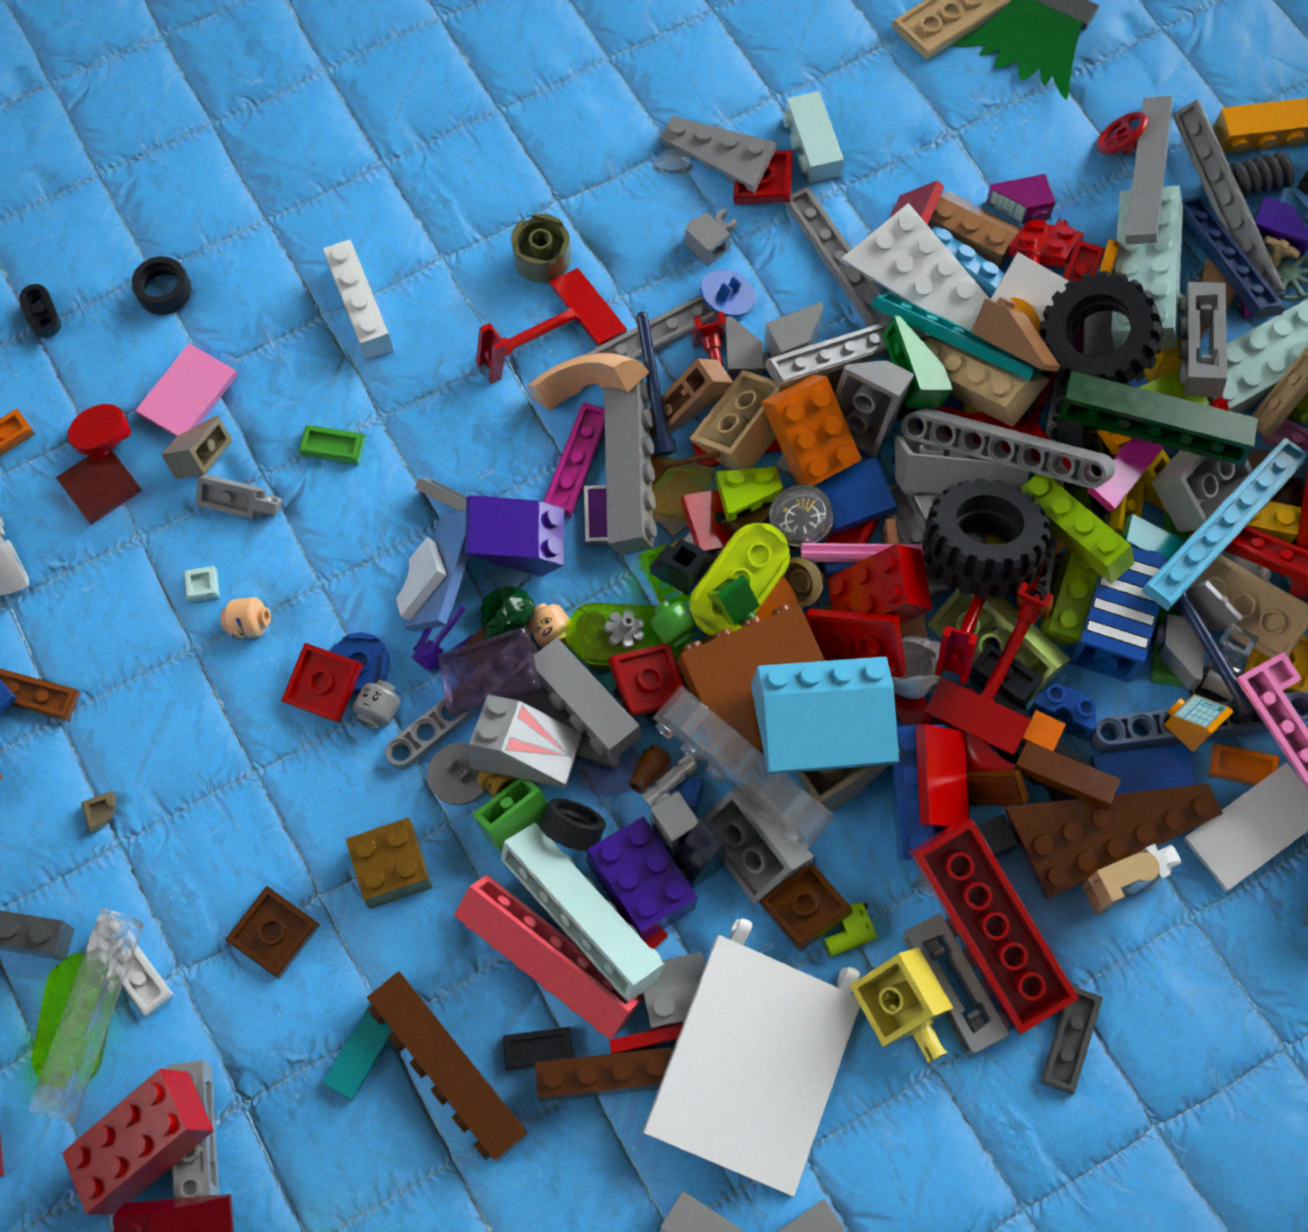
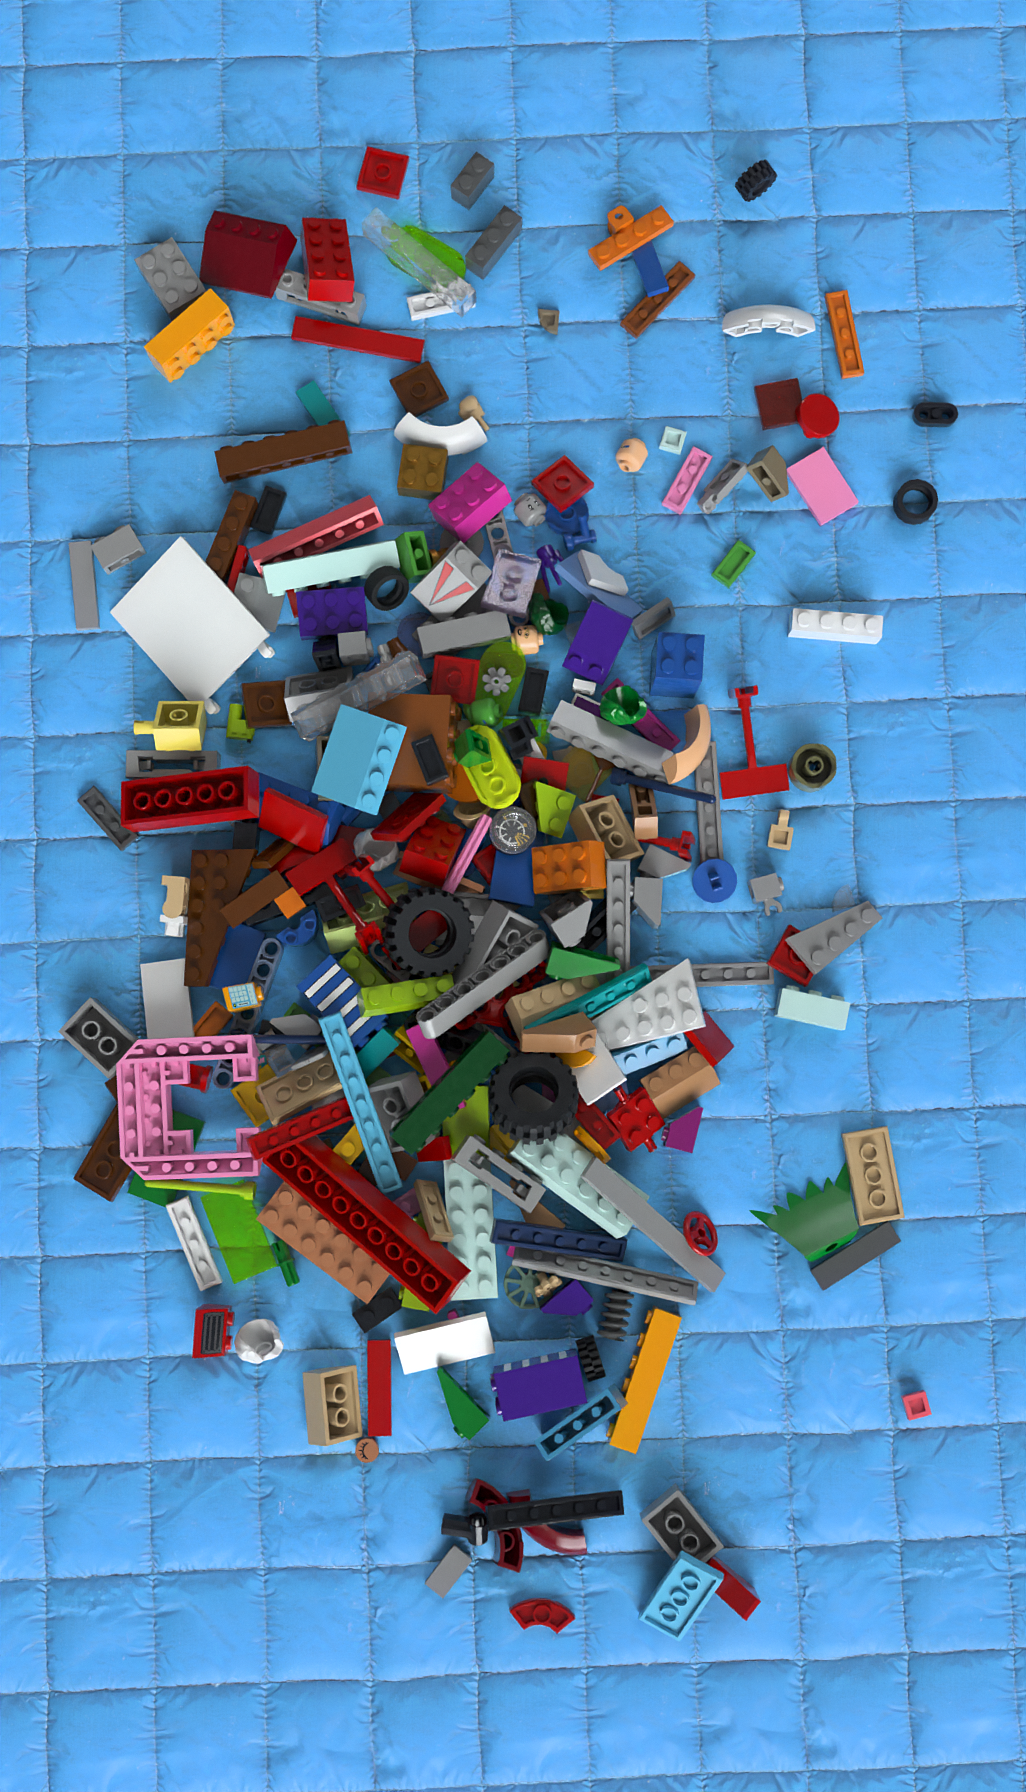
camera: 115 degrees right, 15 degrees up
(235, 1055) = (358, 339): none -> red tile
(248, 544) = (687, 480): none -> bright pink tile
(272, 844) = (470, 407): none -> tan piece
(339, 885) = (455, 438): none -> white brick
(376, 622) = (586, 535): none -> blue piece
(404, 777) = (470, 502): none -> dark pink brick
(500, 424) = (676, 665): none -> blue brick
(575, 533) = (584, 687): none -> white tile
(579, 471) = (622, 706): none -> green hair
(613, 589) = (533, 691): none -> black tile
(634, 250) = (780, 835): none -> tan plate
(777, 634) = (430, 760): none -> black tile

